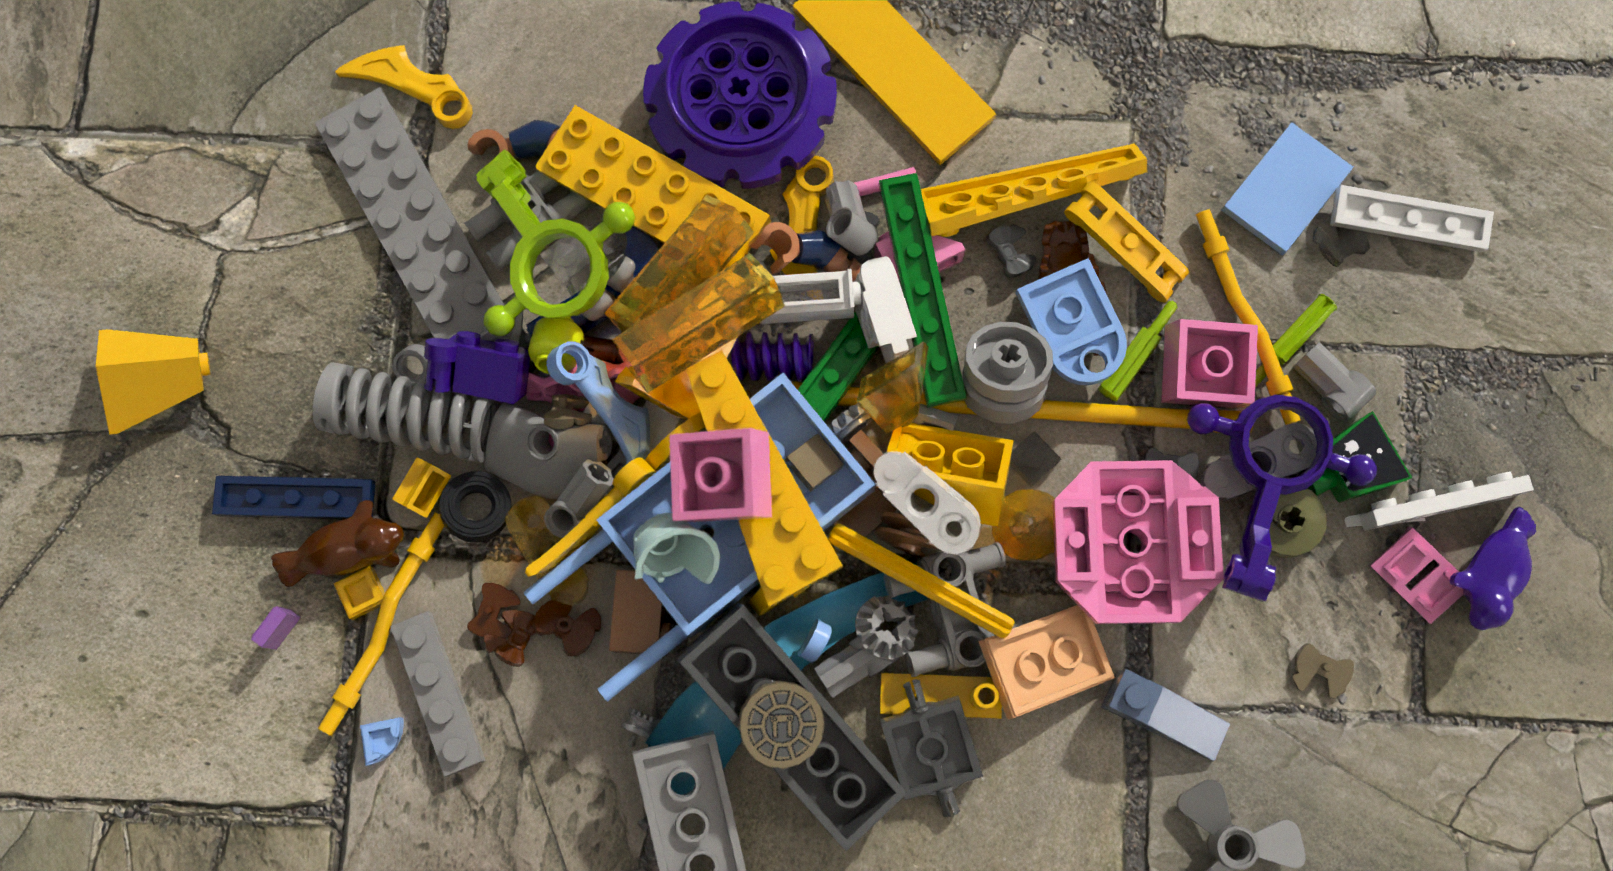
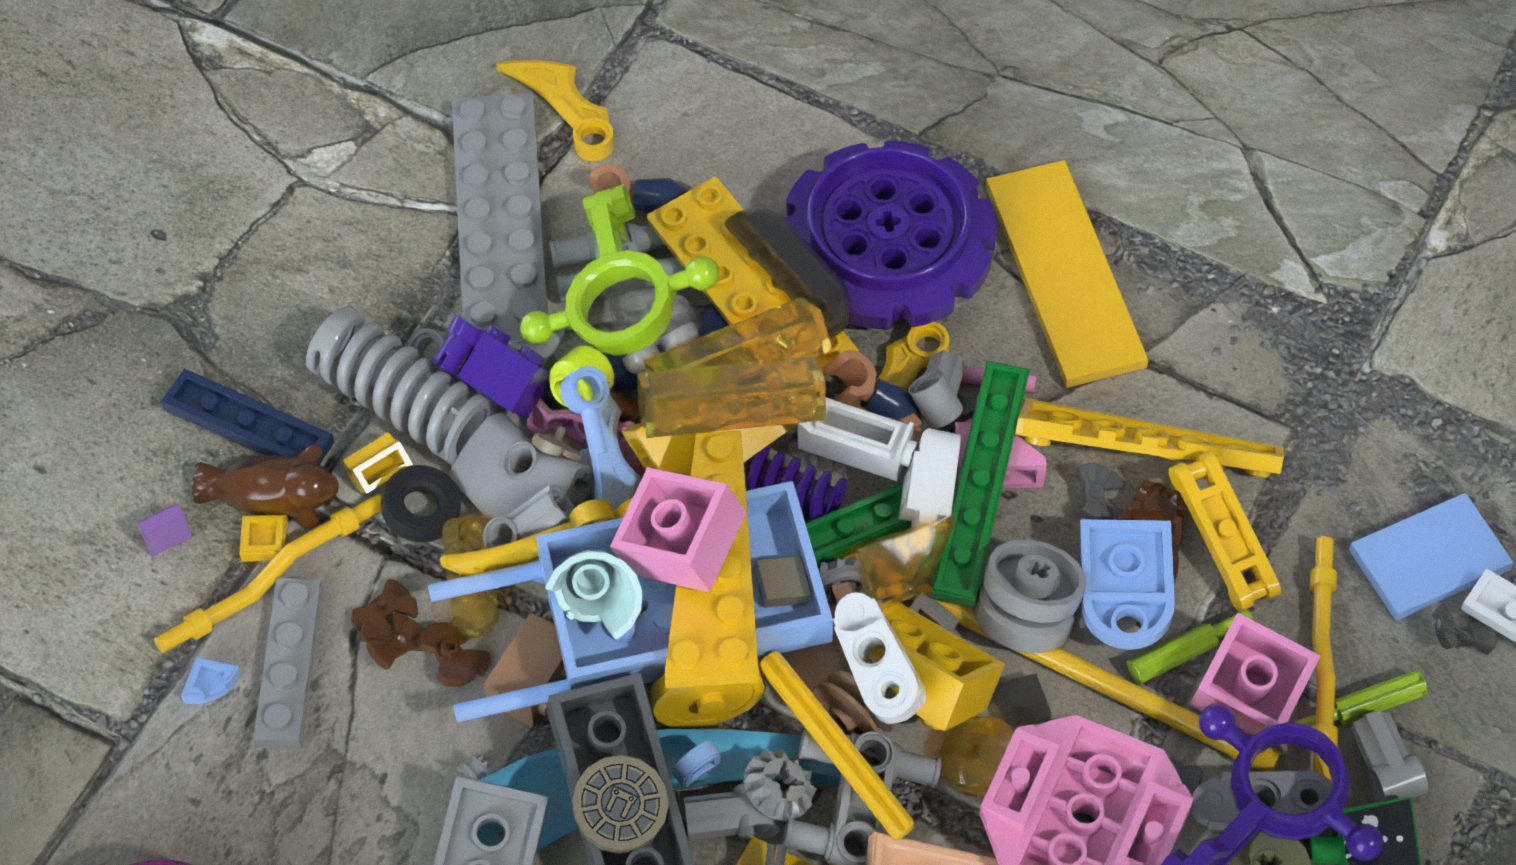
camera: 20 degrees right, 20 degrees down
(146, 374) = (169, 251): yellow slope -> none
(682, 163) = (793, 264): none -> clear smoke brick

